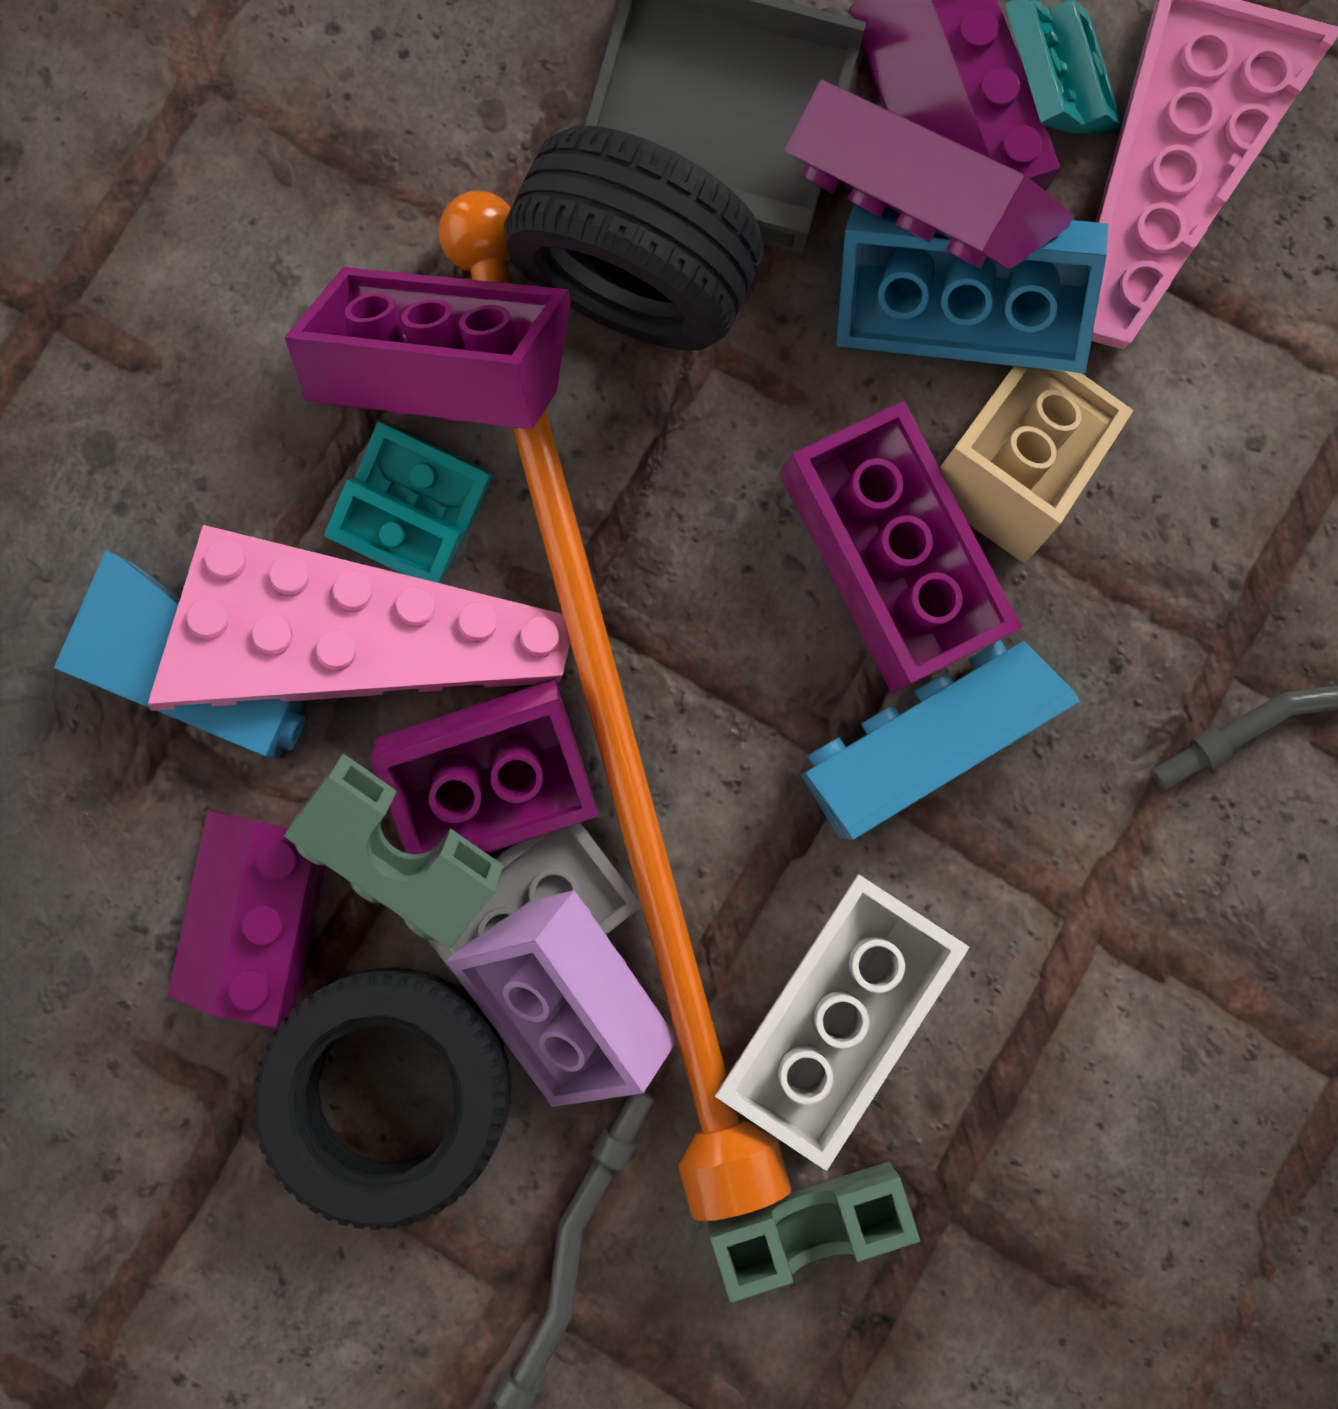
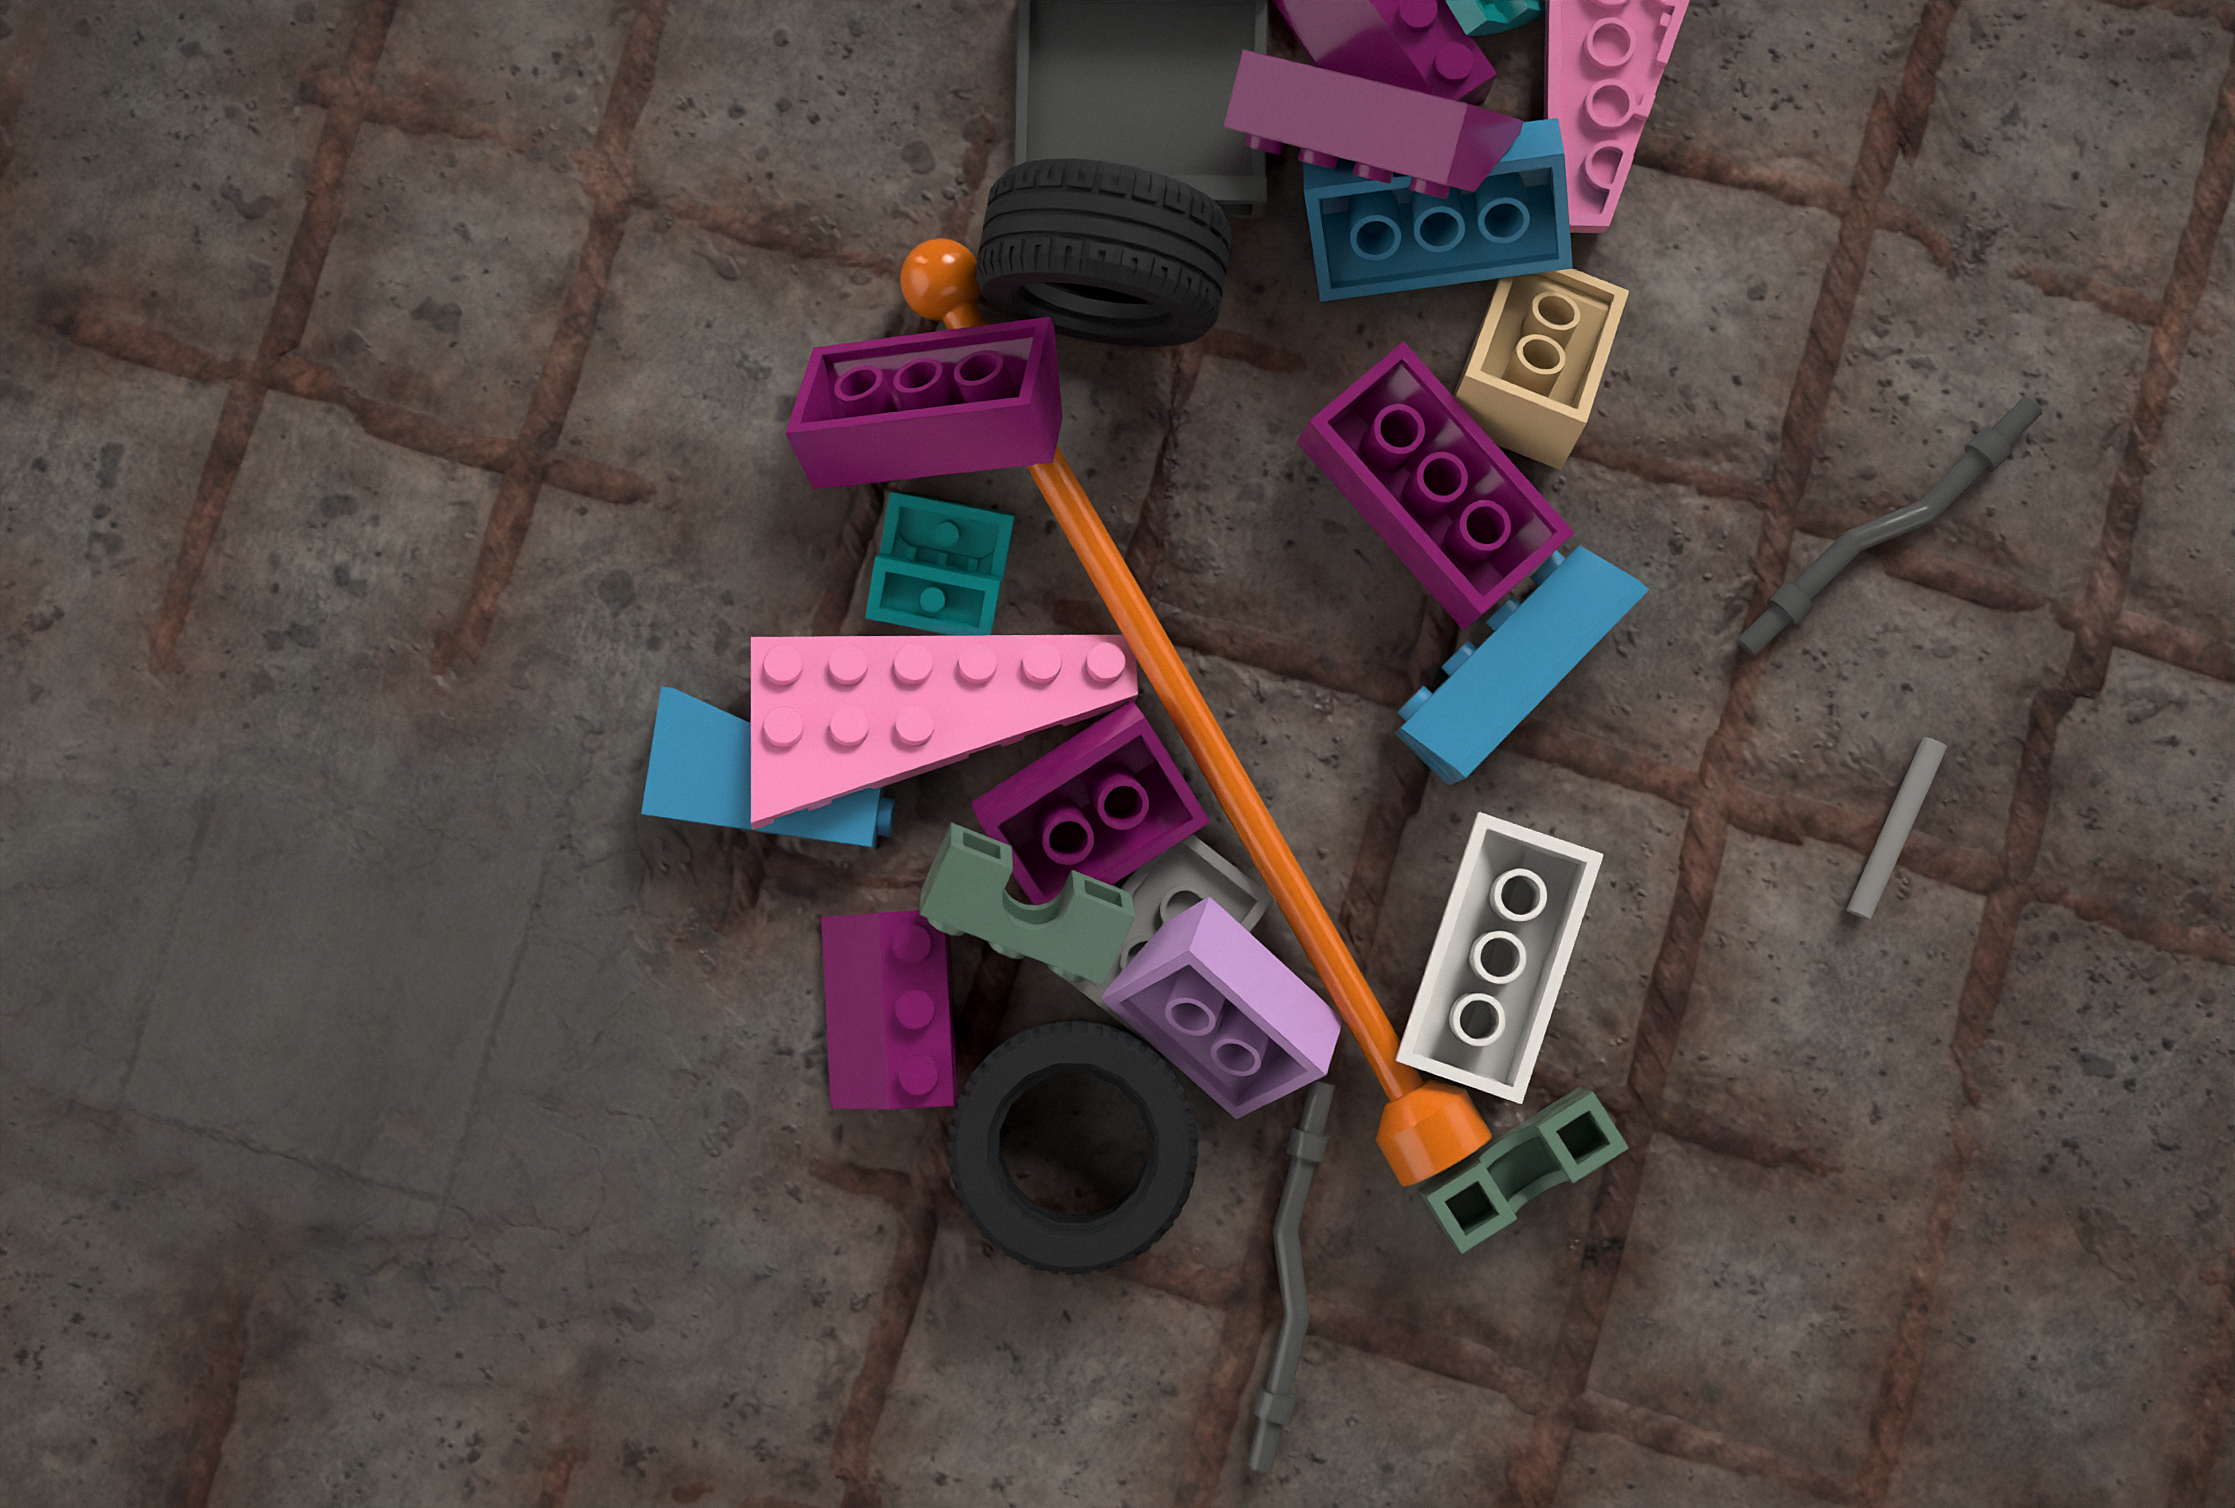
camera: 10 degrees left, 0 degrees up
(1259, 990) = (1896, 828): none -> light grey piece

